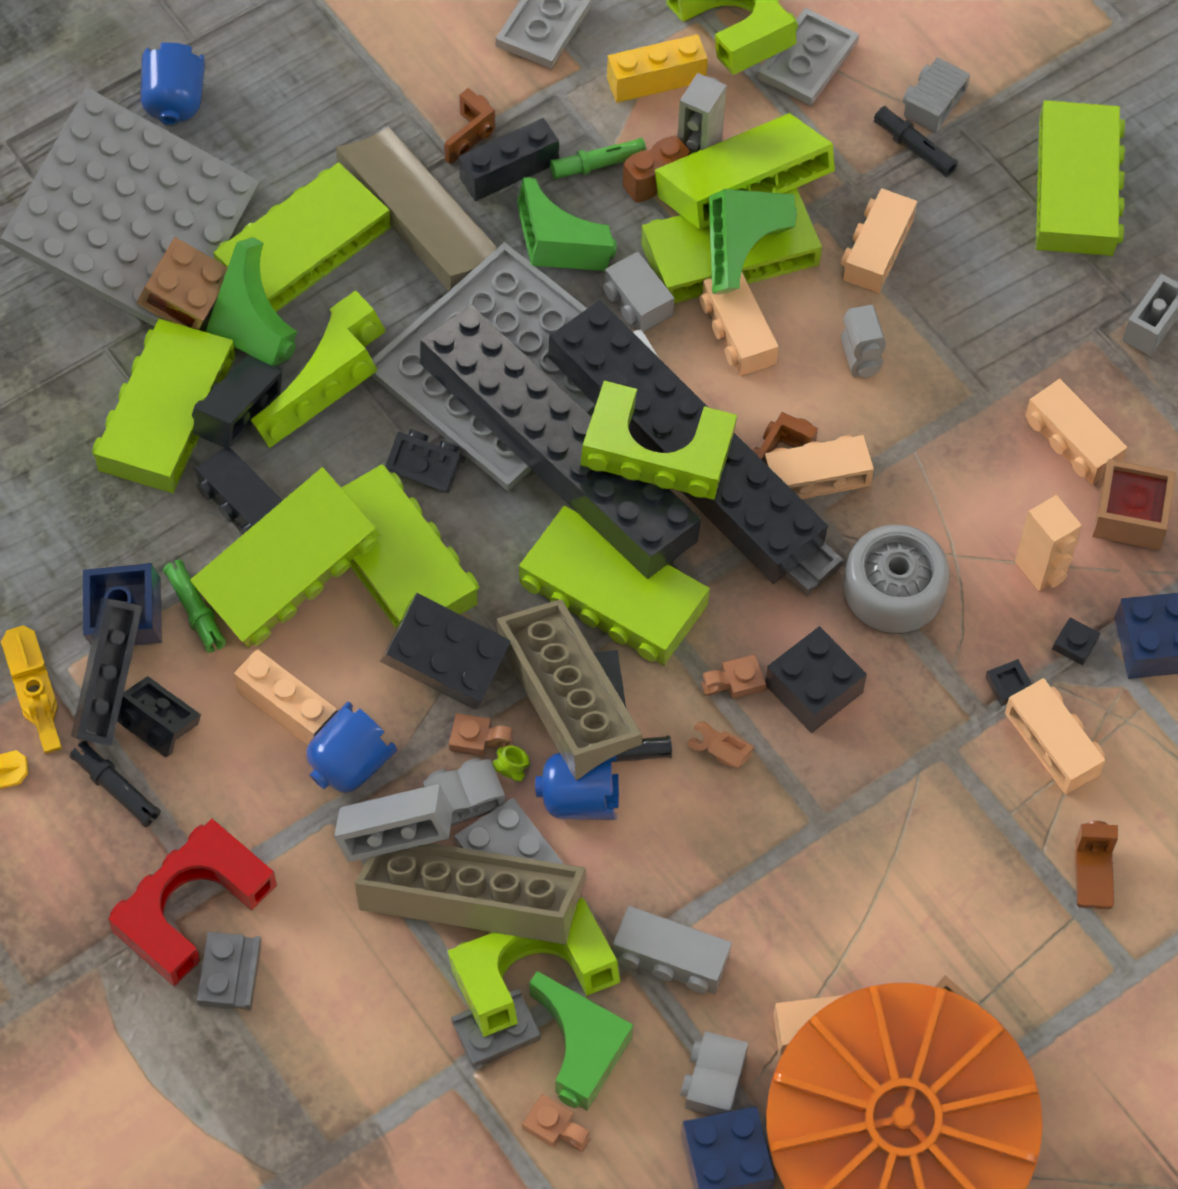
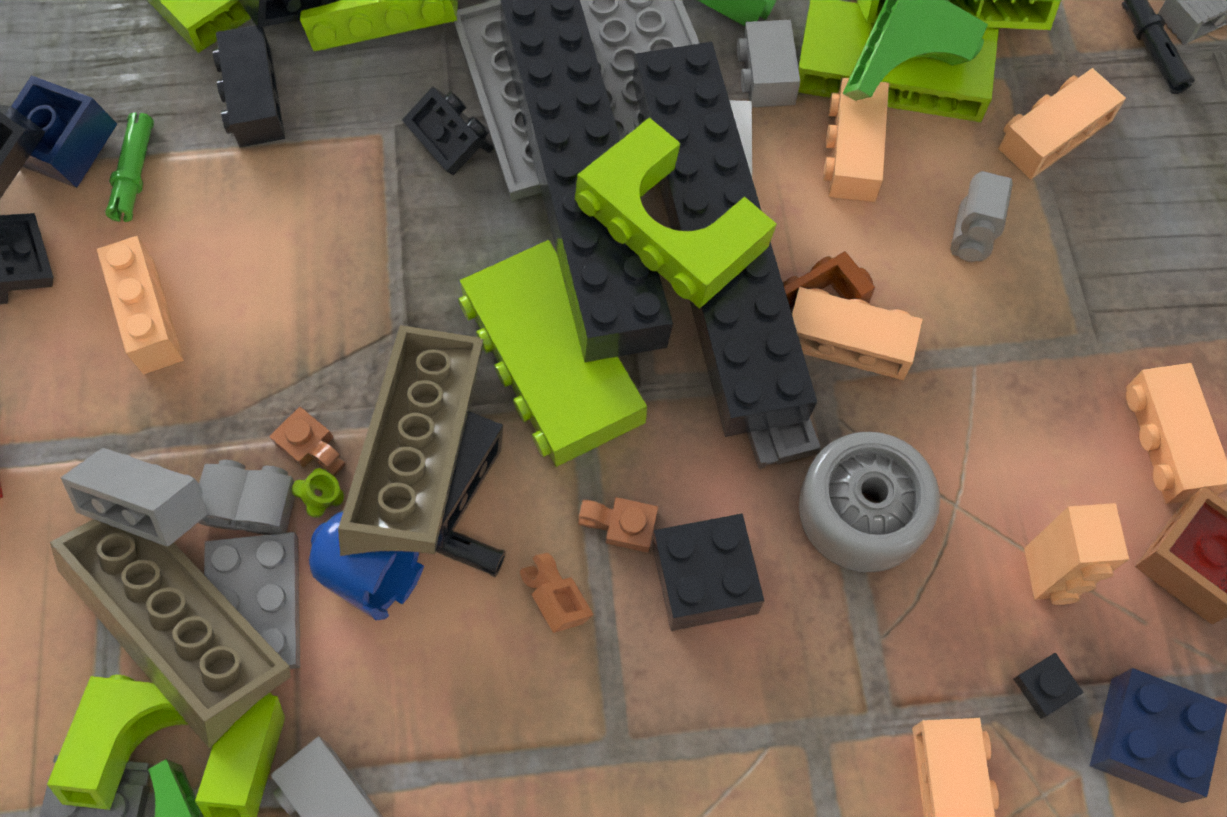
camera: 30 degrees right, 5 degrees up
(286, 558) = (229, 156): lime brick -> none
(347, 750) = (154, 389): blue cylinder -> none
(408, 551) = (354, 211): lime brick -> none
(445, 651) = (317, 332): black brick -> none
(1007, 680) = (936, 695): black plate -> none

